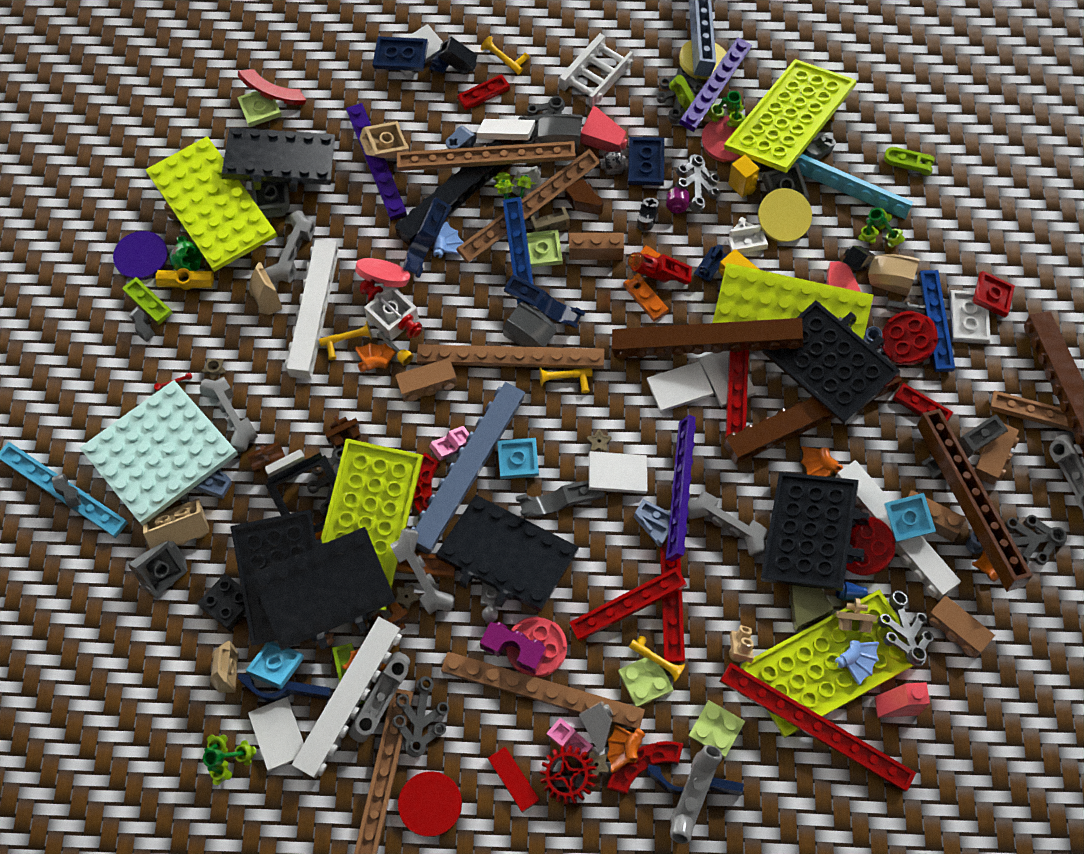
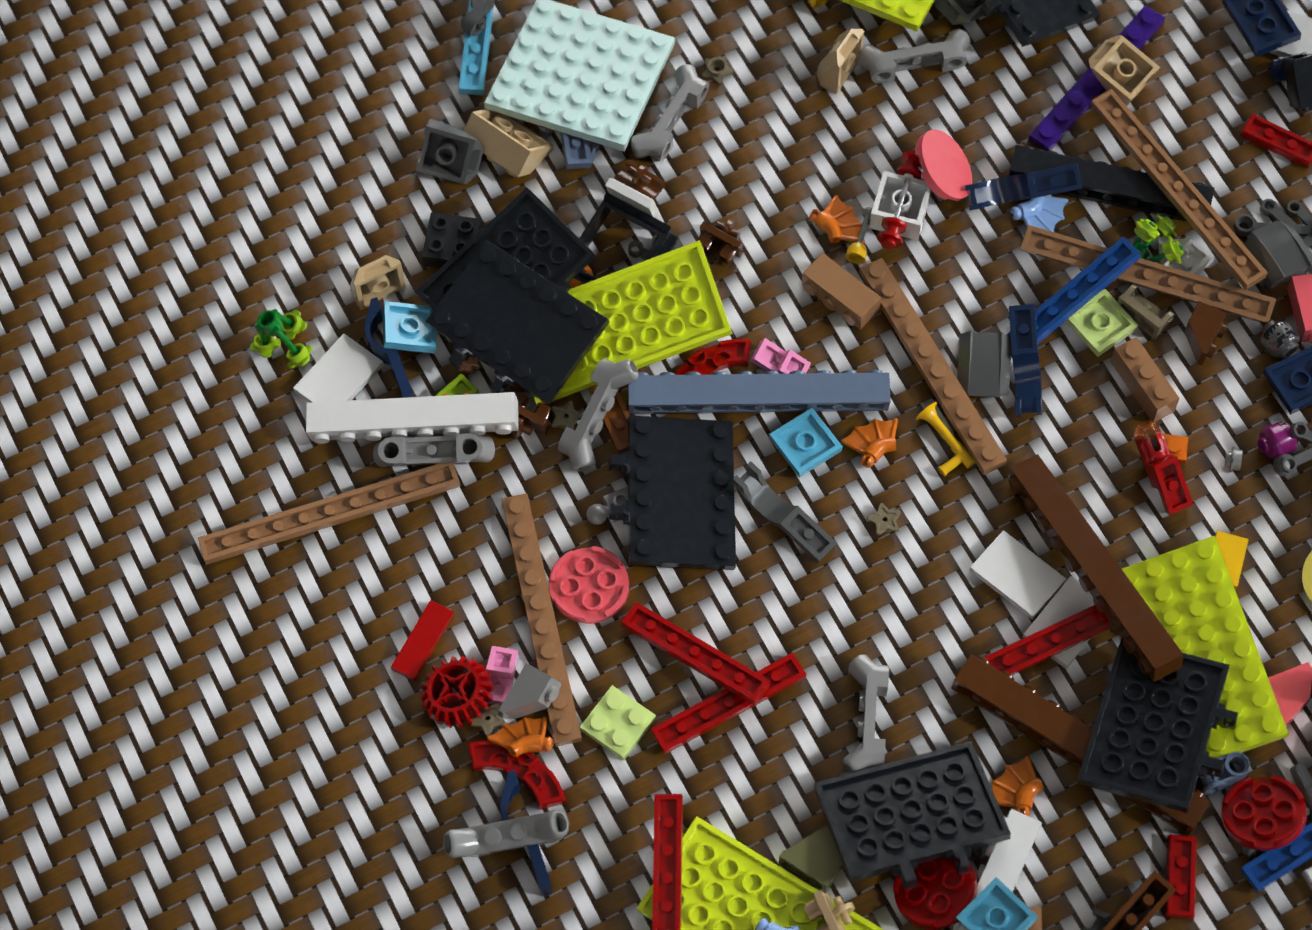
camera: 60 degrees right, 0 degrees up
(158, 386) = (658, 27): red hinge -> none
(312, 309) = (854, 123): white brick -> none
(329, 340) = (862, 193): yellow piece -> none
(419, 719) = (432, 507): dark grey plant -> none
(430, 804) = (347, 569): red tile -> none
(461, 138) = (1188, 151): sand blue piece -> none
(499, 637) = (570, 577): magenta arch -> none
(505, 129) = (1237, 191): white tile -> none
(540, 418) = (872, 440): none -> orange arm
(618, 472) = (856, 560): white tile -> none
(639, 647) = (648, 692): yellow piece -> none
(646, 297) = (1114, 475): orange plate -> none
(647, 214) = (1233, 416): black piece -> none
(654, 521) = (819, 633): sand blue wing -> none
(675, 229) = (1233, 459): none -> light grey plate
(680, 490) = (868, 641): dark purple plate -> none
(710, 263) = (1207, 524): dark blue hinge -> none
(716, 728) = (604, 829): yellowish green plate -> none
(741, 645) = (719, 804): tan hips -> none
(747, 237) = (1281, 549): white slope -> none
(851, 592) = (866, 901): blue cone -> none

